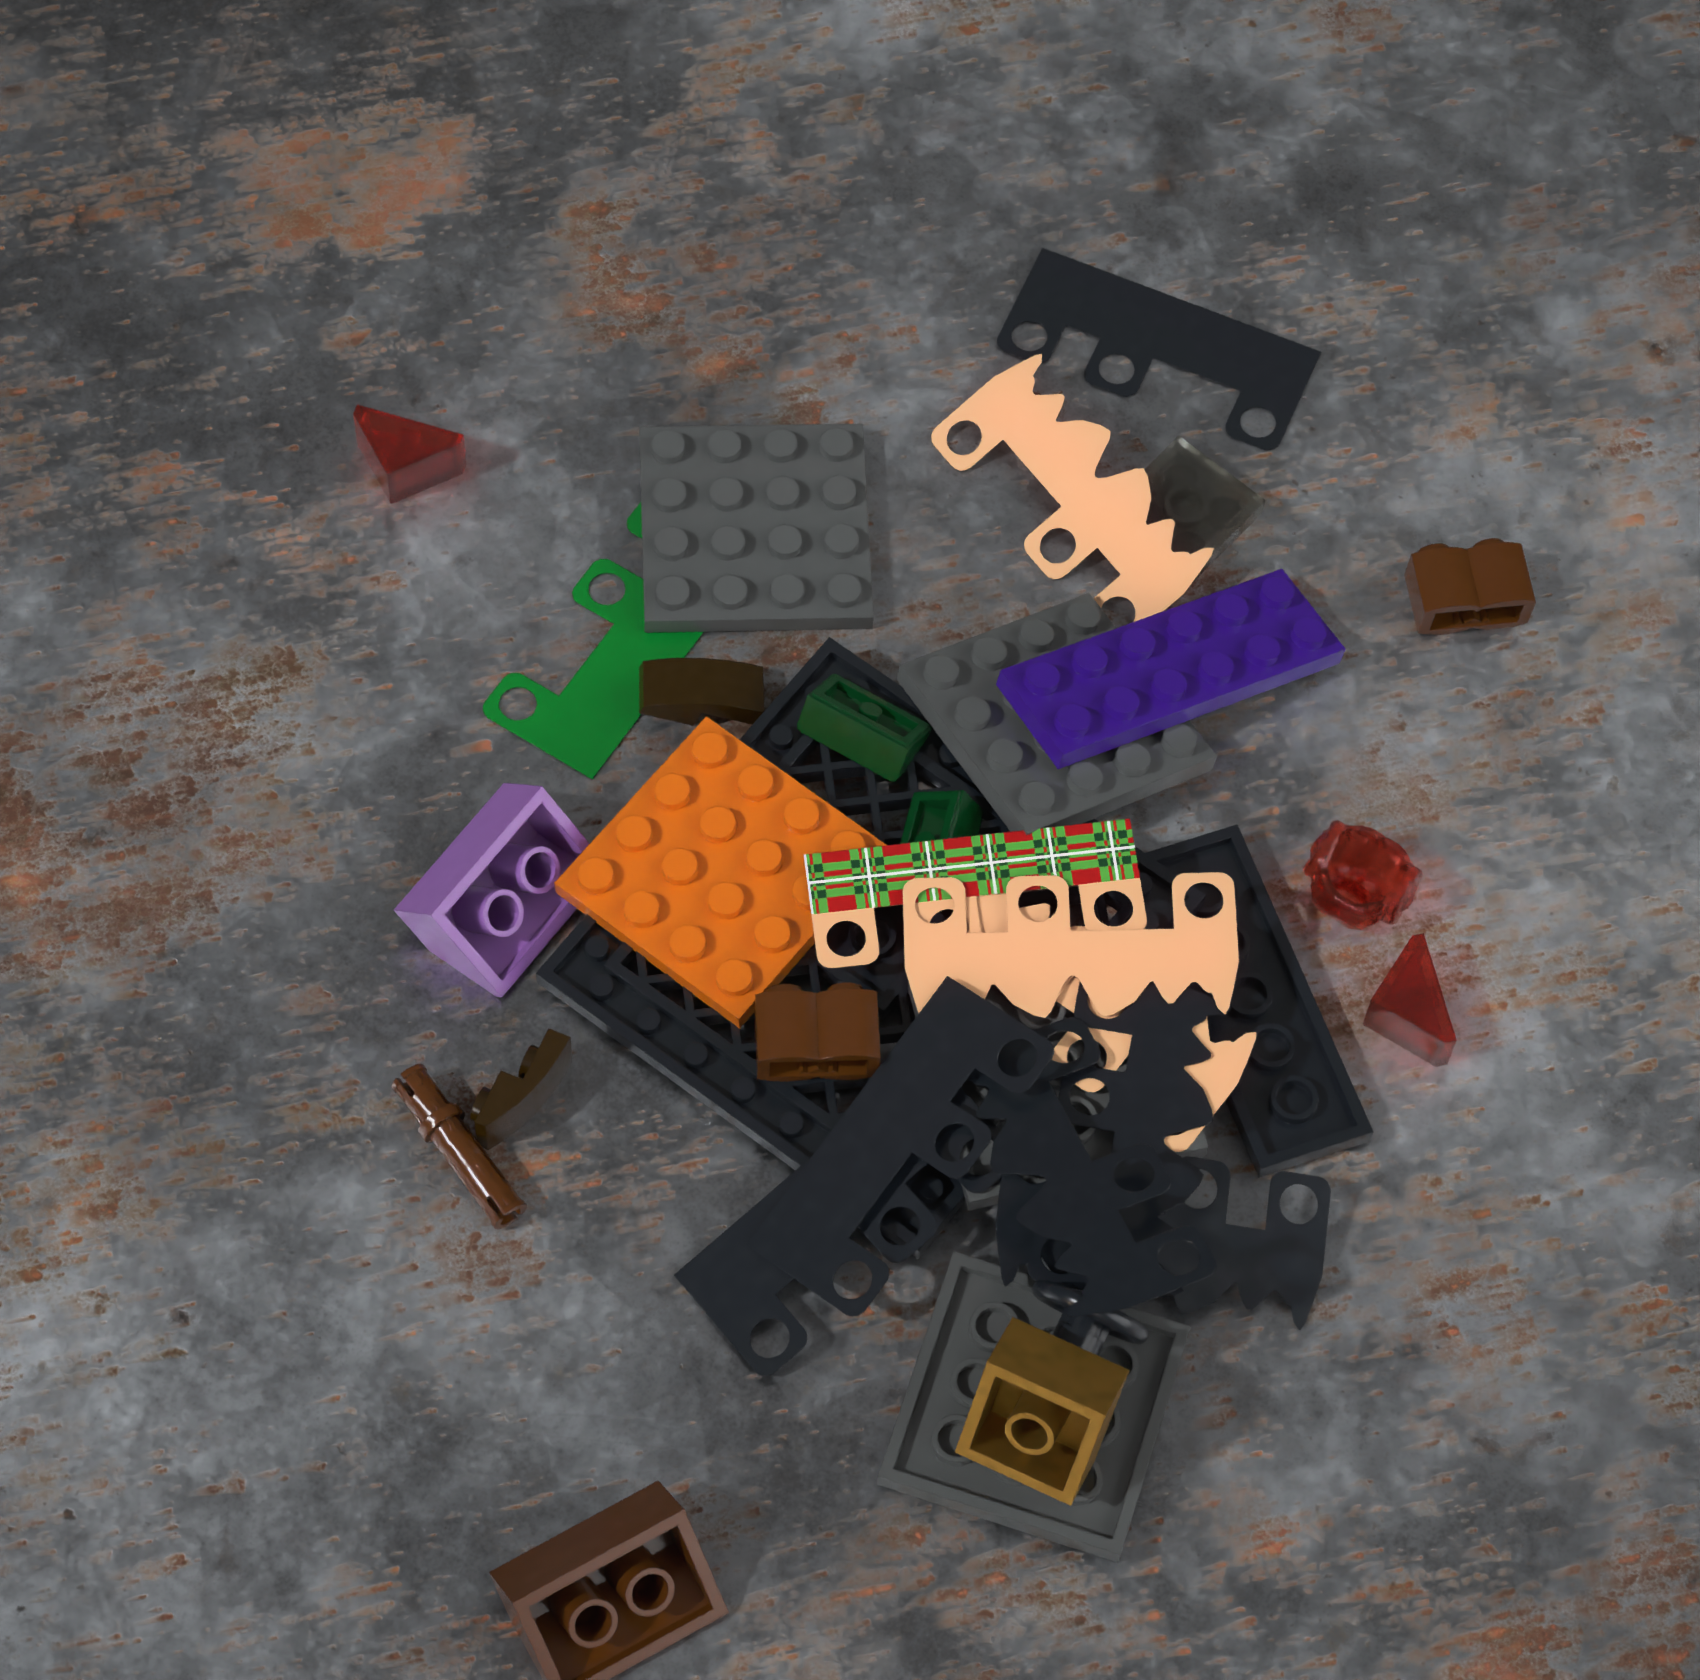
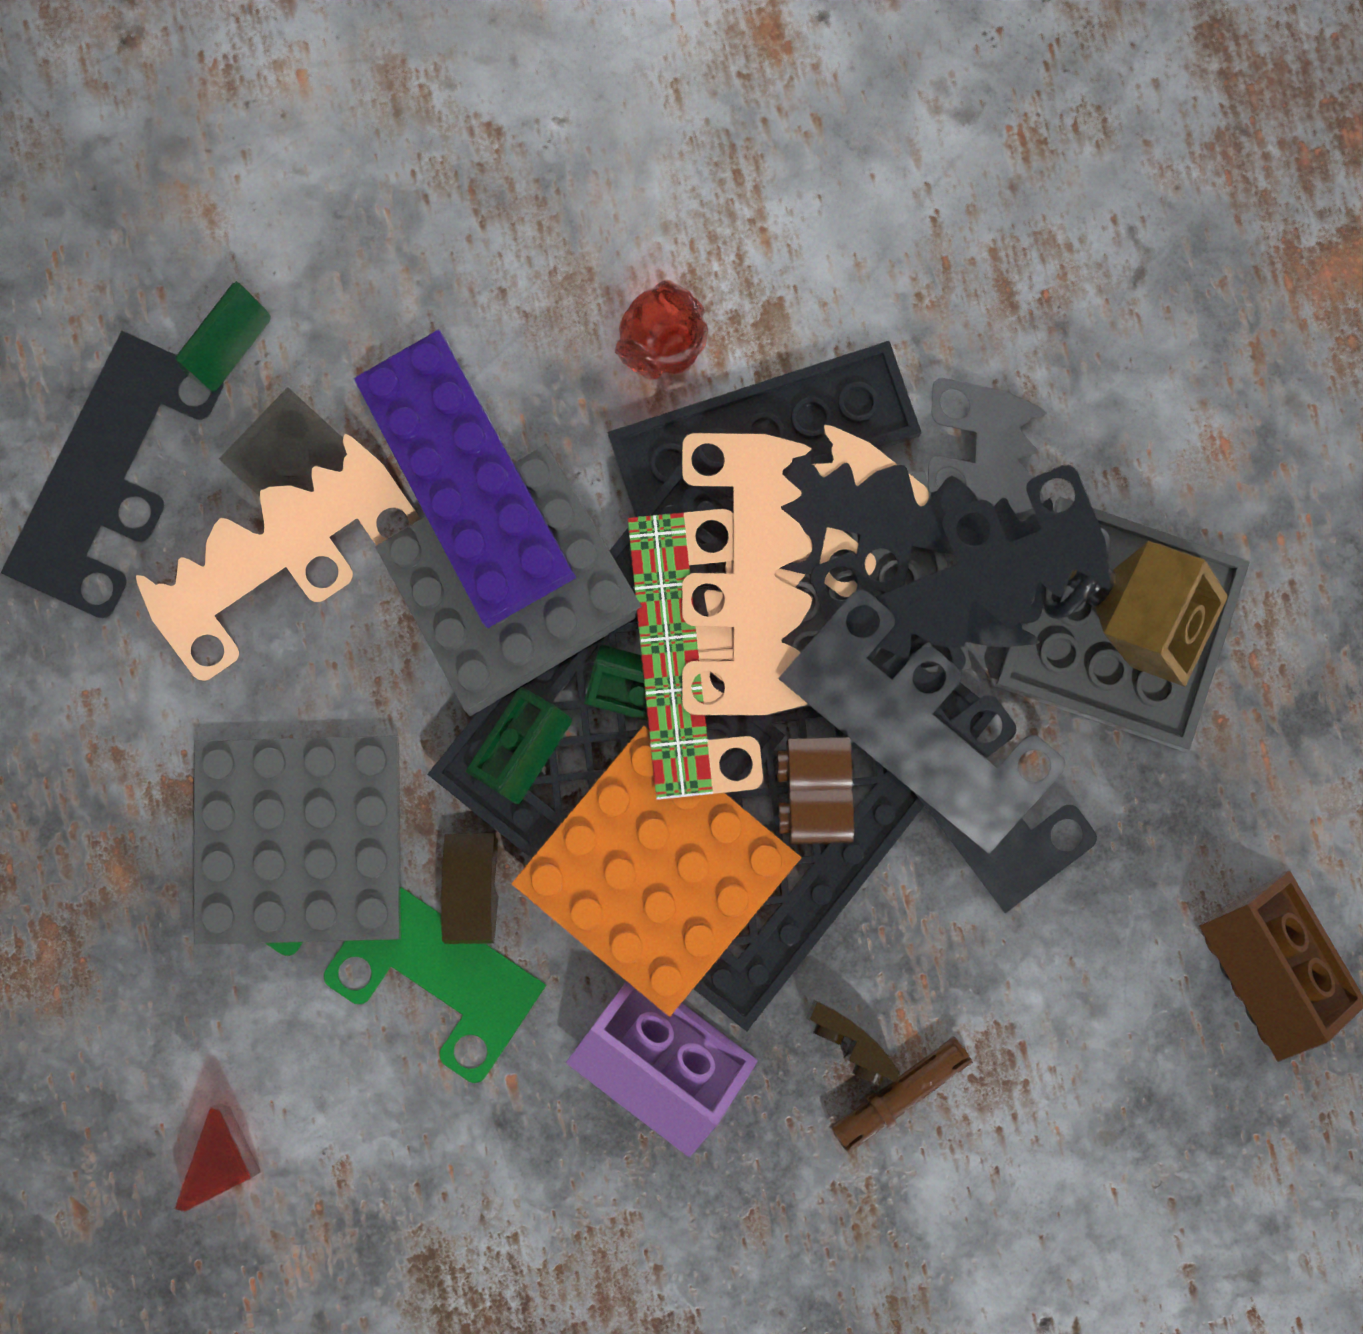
camera: 90 degrees left, 20 degrees up
(1318, 439) = (223, 337): none -> dark green slope
(1412, 1007) = (771, 300): clear red slope -> none
(1469, 587) = (377, 219): reddish brown brick -> none

